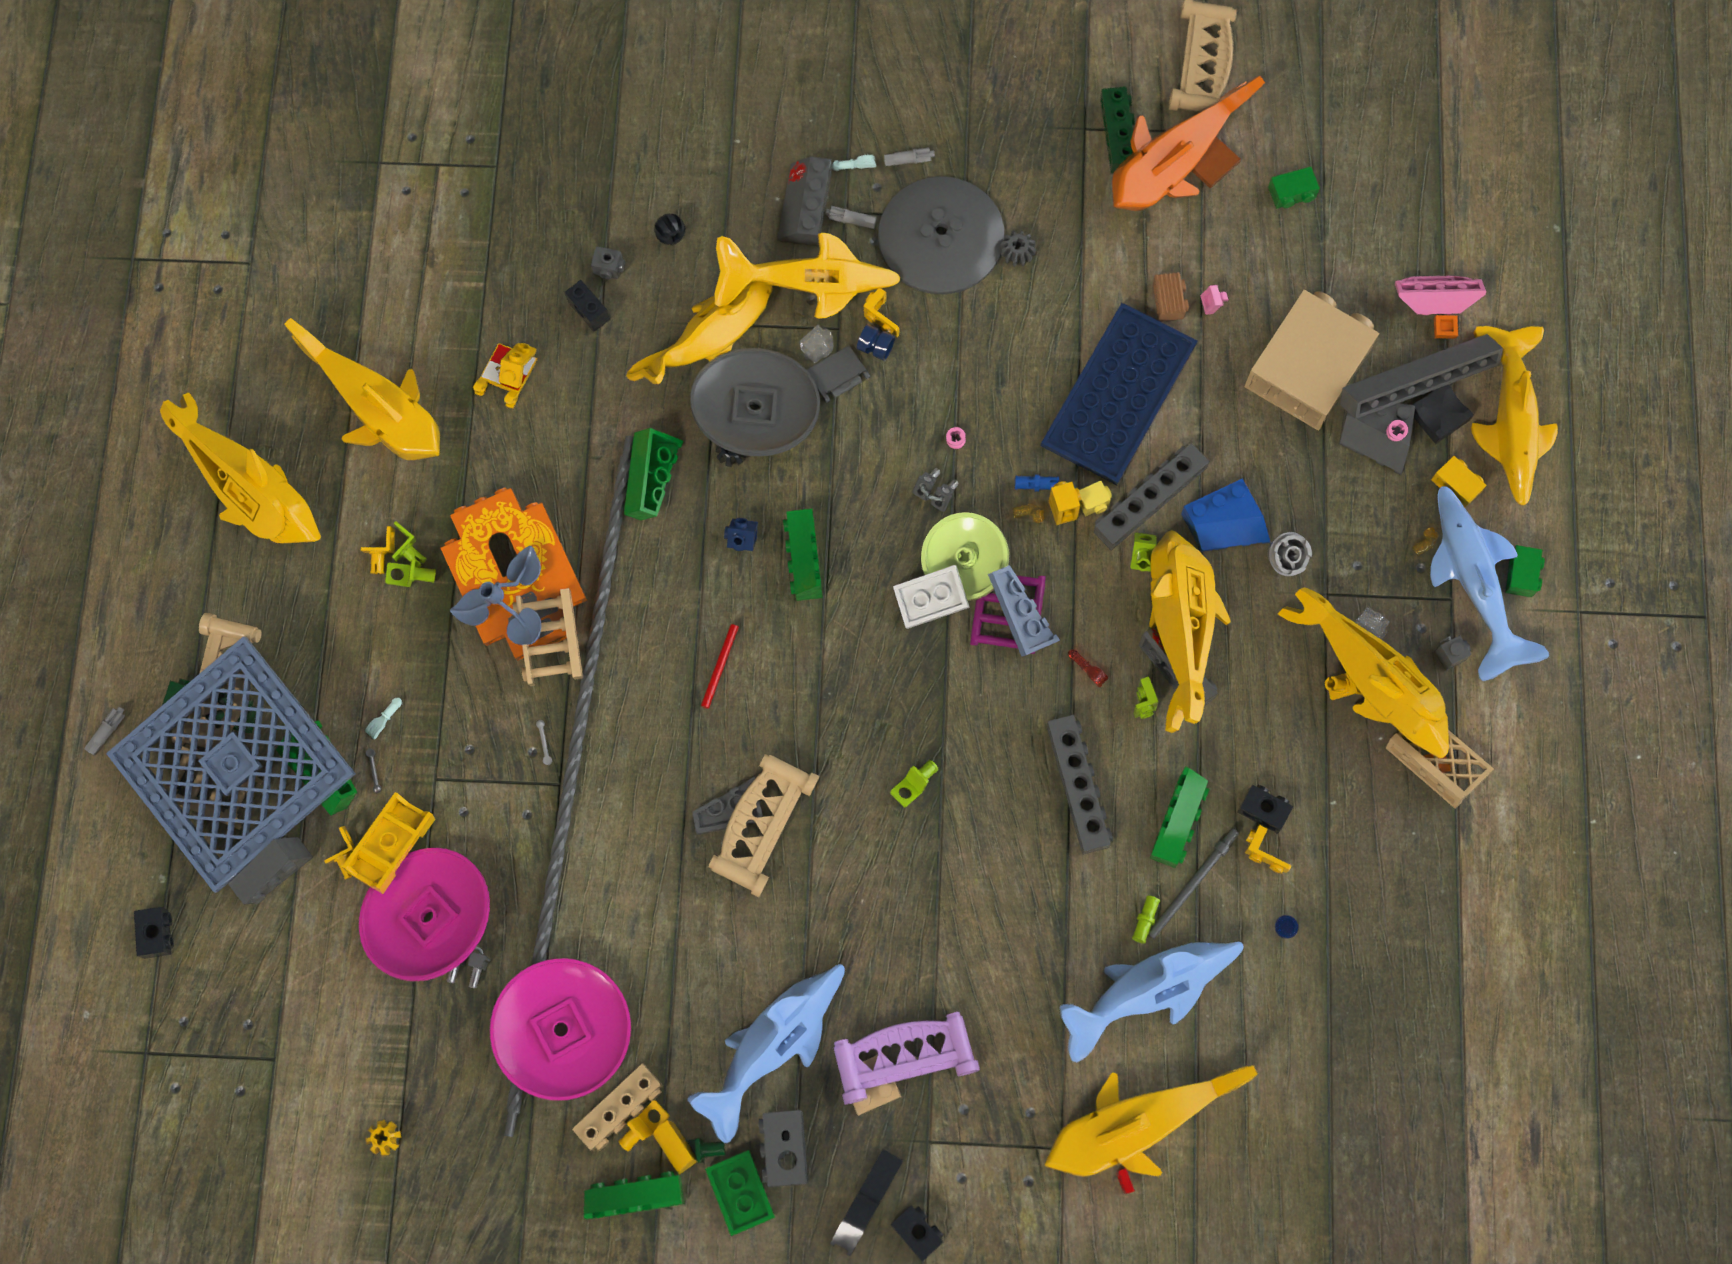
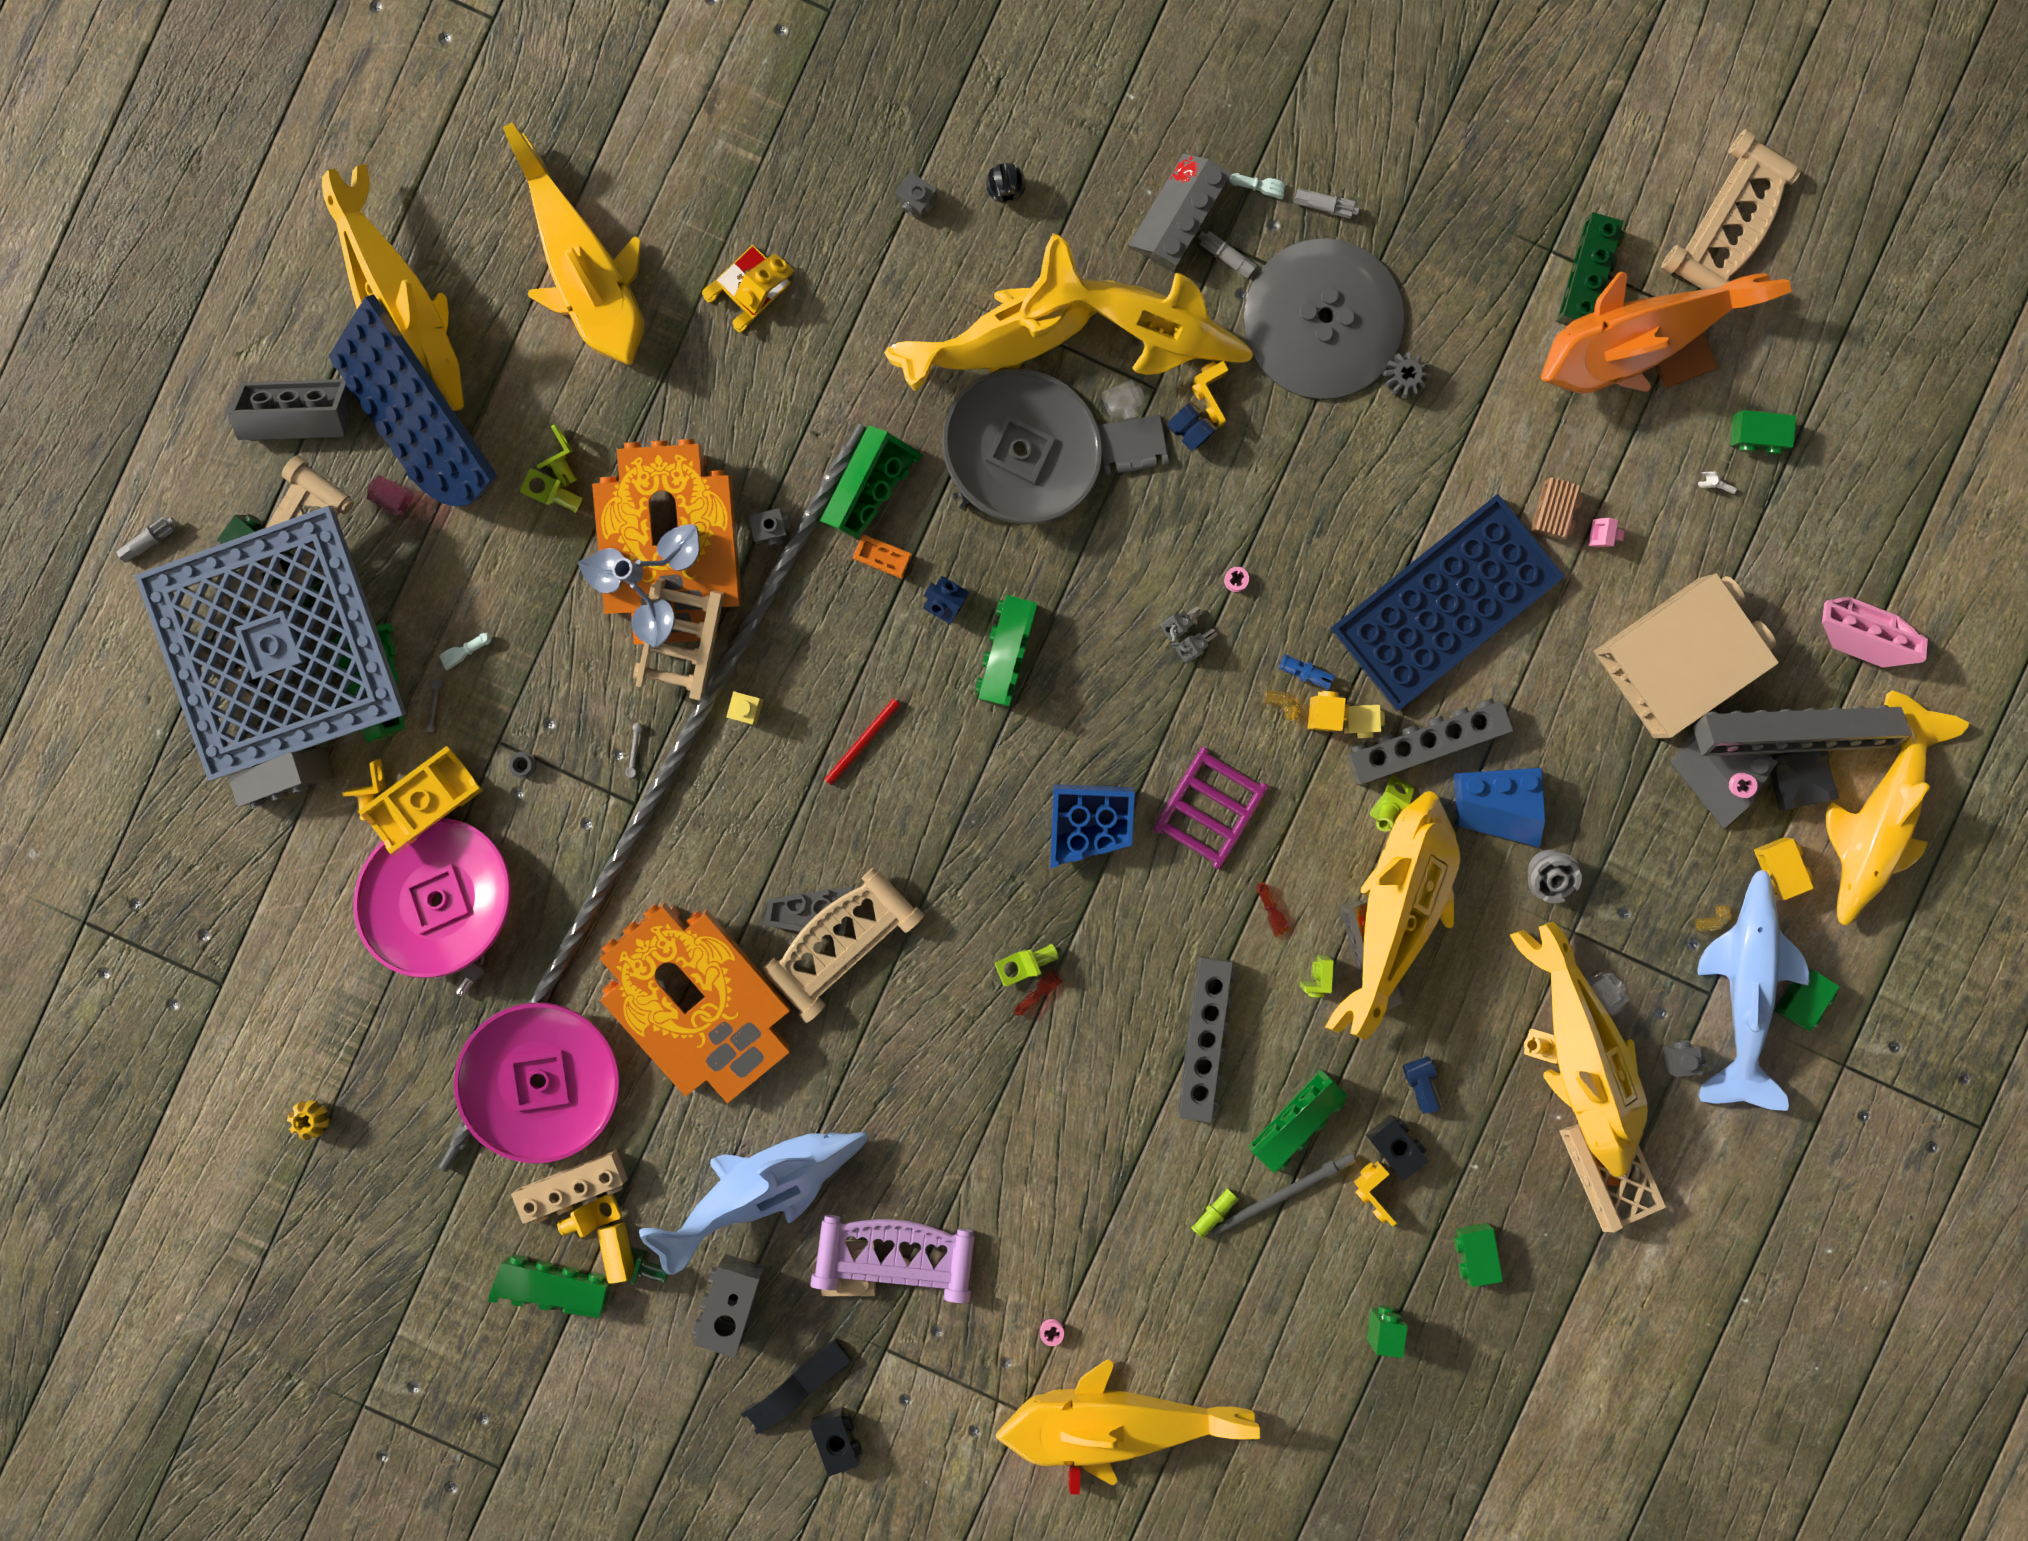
camera: 15 degrees right, 15 degrees up
(145, 922) = (119, 806): black brick -> none
(188, 591) = (290, 409): none -> dark grey slope
(281, 549) = (409, 408): none -> dark blue plate
(285, 624) = (389, 495): none -> clear pink brick
(378, 553) = (523, 452): yellow bracket -> none
(453, 787) = (515, 768): none -> dark grey plate
(587, 305) = (872, 241): black brick -> none
(587, 534) = (770, 527): none -> dark grey brick
(618, 674) = (744, 708): none -> light yellow brick
(681, 523) = (882, 556): none -> orange plate
(696, 930) = (724, 1035): none -> orange panel
(740, 1193) = (666, 1326): green plate -> none
(918, 652) = (1090, 821): none -> blue wedge
(931, 596) = (1130, 761): white plate -> none
(936, 797) = (1044, 987): none -> clear red piece
(971, 545) = (1187, 729): yellowish green dish -> none
(1025, 622) = (1223, 832): sand blue wing -> none
(1051, 1065) = (1057, 1339): none -> bright pink bush
(1159, 982) = (1187, 1292): light blue animal -> none
(1259, 747) = (1421, 1078): none -> dark blue piece
(1274, 234) = (1713, 481): none -> white hand
(1286, 926) = (1362, 1281): clear blue plate -> none
(1322, 953) = (1387, 1332): none -> green brick
(1367, 867) = (1478, 1255): none -> green brick
(1446, 326) = (1858, 675): orange plate -> none

